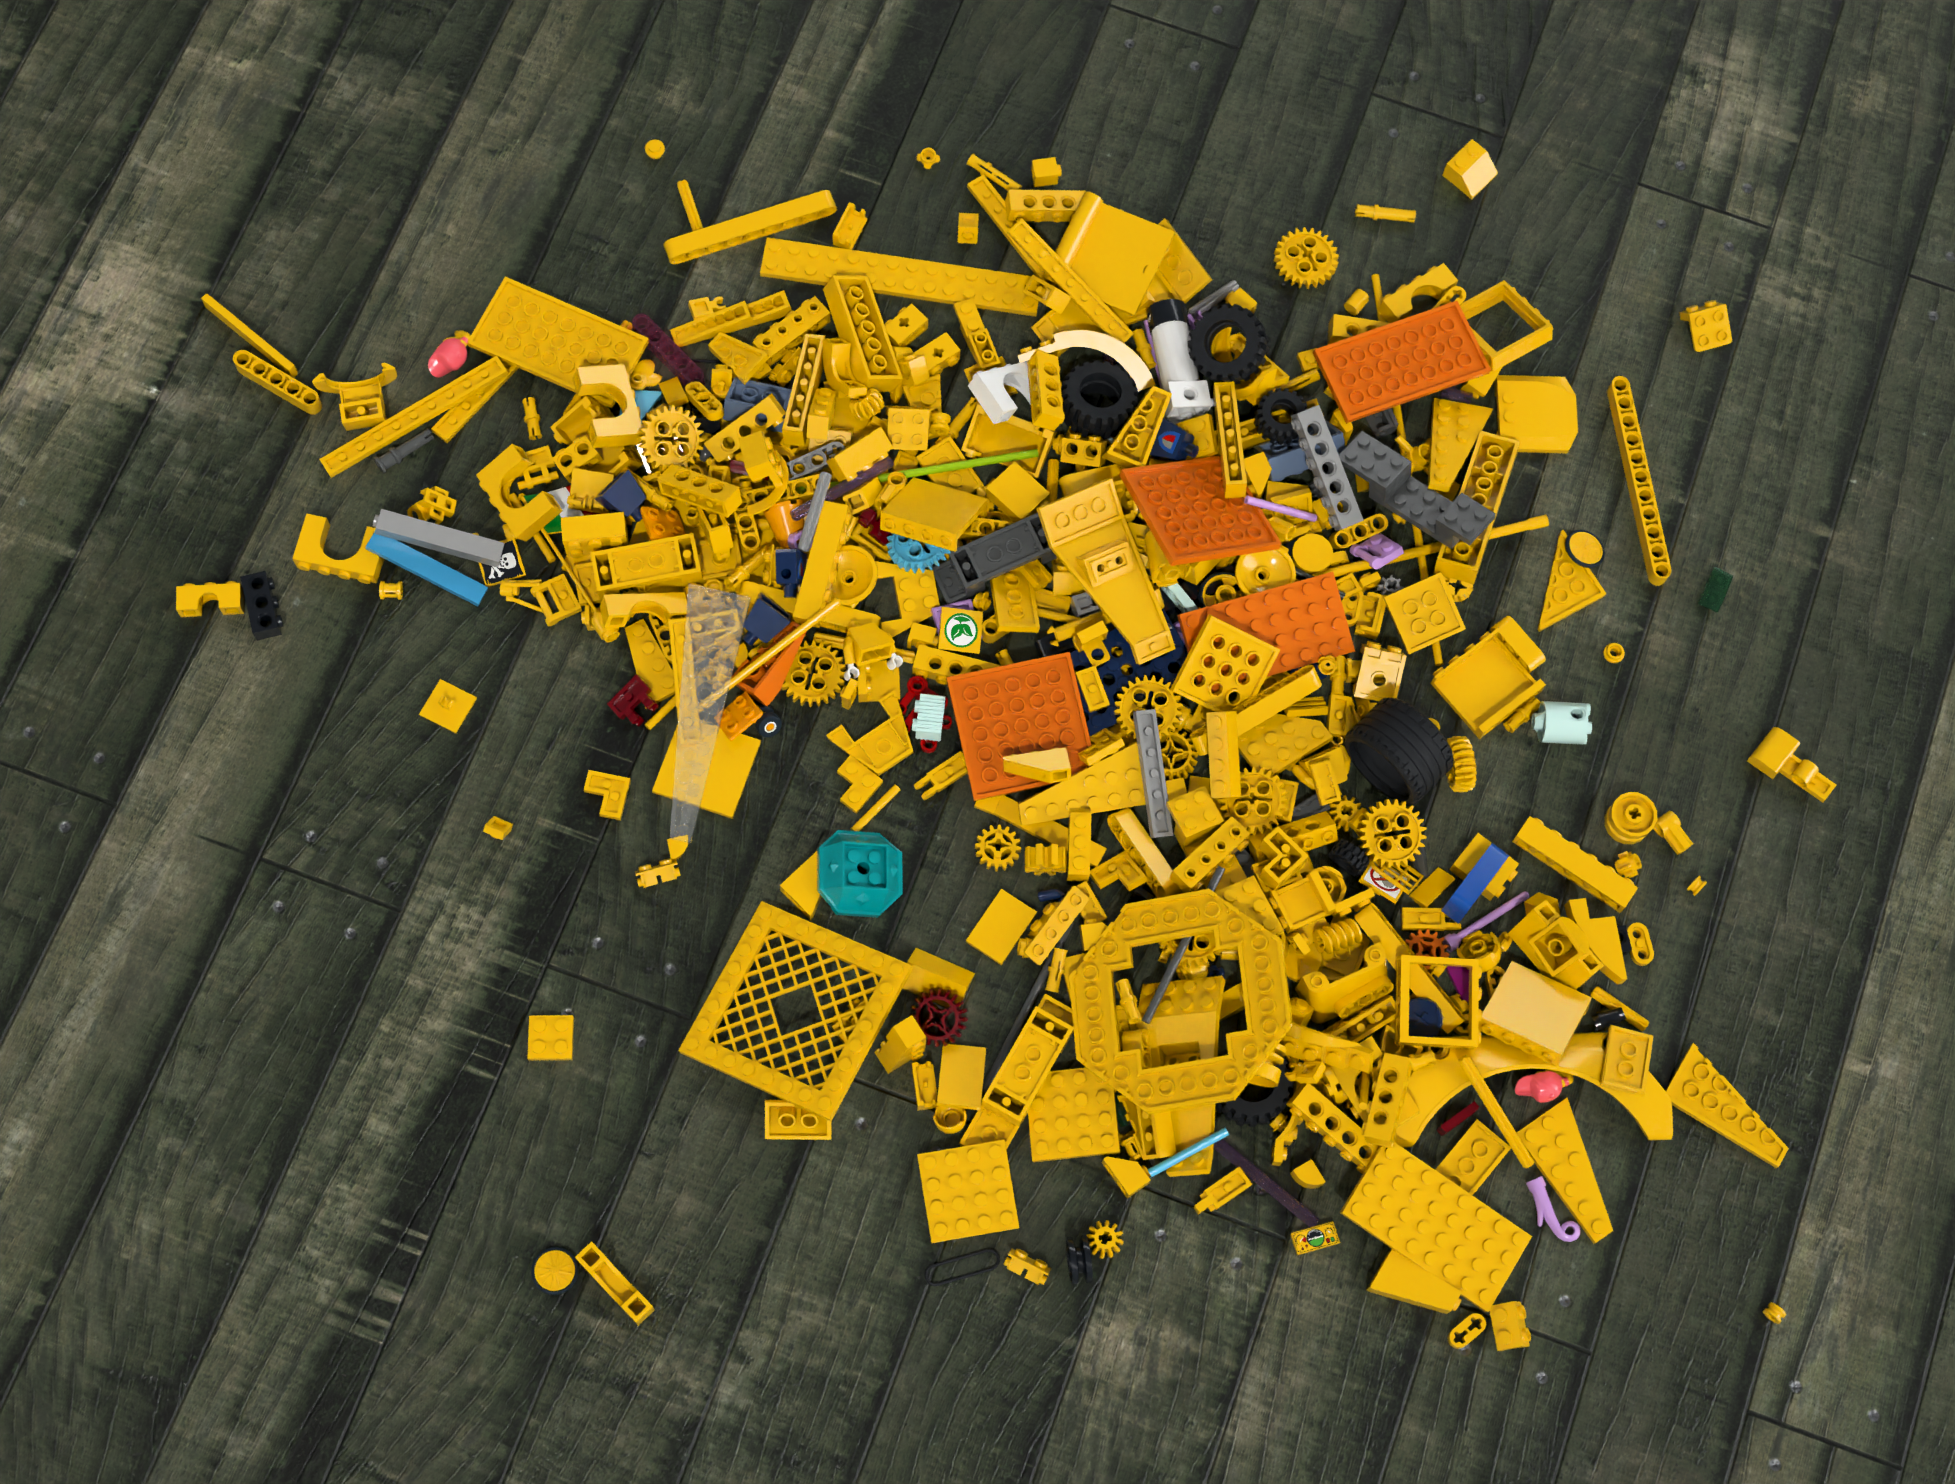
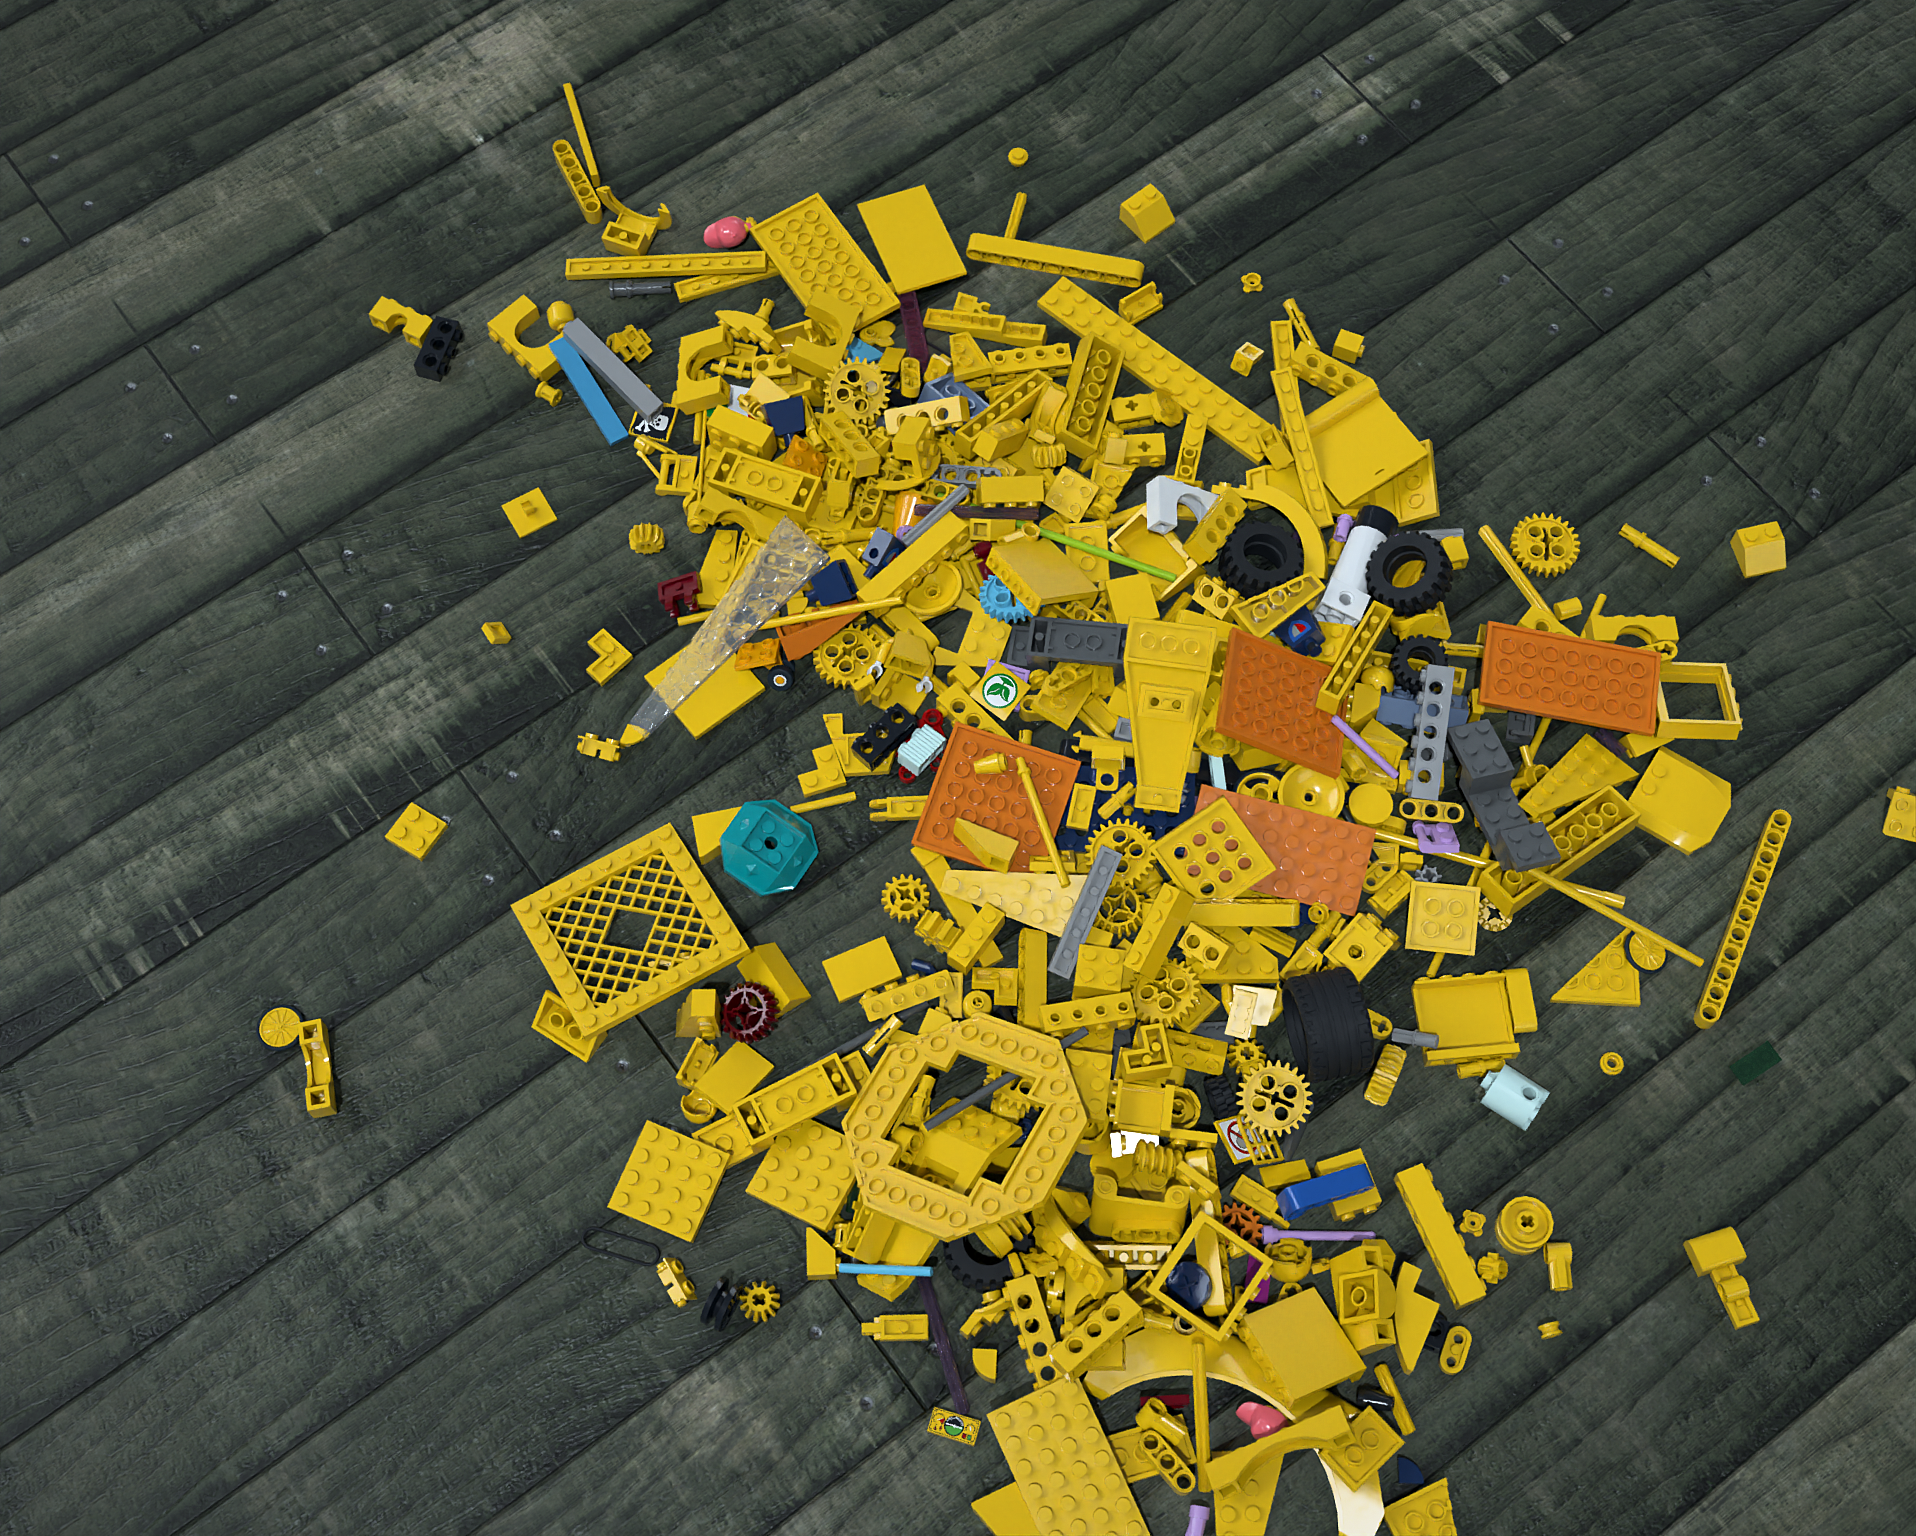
camera: 40 degrees right, 5 degrees down
(352, 515) = (559, 314): none -> yellow head
(531, 432) = (749, 327): none -> yellow slope
(572, 670) = (646, 538): none -> yellow gear
(615, 275) = (911, 239): none -> yellow piece
(801, 142) = (1146, 213): none -> yellow slope
(898, 733) = (885, 746): none -> black brick
(935, 309) = (1165, 408): none -> yellow plate
(1002, 695) = (992, 764): none -> yellow cone
(1010, 594) = (1063, 684): none -> yellow beam
(1031, 687) = (1024, 773): none -> yellow bar
(1109, 905) = (977, 1002): none -> yellow head
(1117, 666) = (1117, 800): none -> yellow axle
(1142, 330) = (1343, 526): none -> lavender pin
(1256, 444) = (1378, 677): none -> yellow hair
(1264, 738) = (1208, 941): none -> yellow brick
(1291, 1086) = (1015, 1265): none -> yellow tile
(1295, 293) = (1513, 569): none -> yellow axle
(1392, 936) = (1203, 1186): none -> yellow plate
(1461, 721) = (1415, 1038): none -> light grey axle
(1463, 1133) = (1155, 1417): none -> yellow piece
(1503, 1160) = (1169, 1475): none -> yellow beam
(1546, 535) = (1615, 916): none -> yellow piece
(1595, 835) = (1478, 1219): none -> yellow plate
(1597, 1063) = (1323, 1431): none -> yellow arch
(1663, 1056) = (1408, 1472): none -> dark blue tile

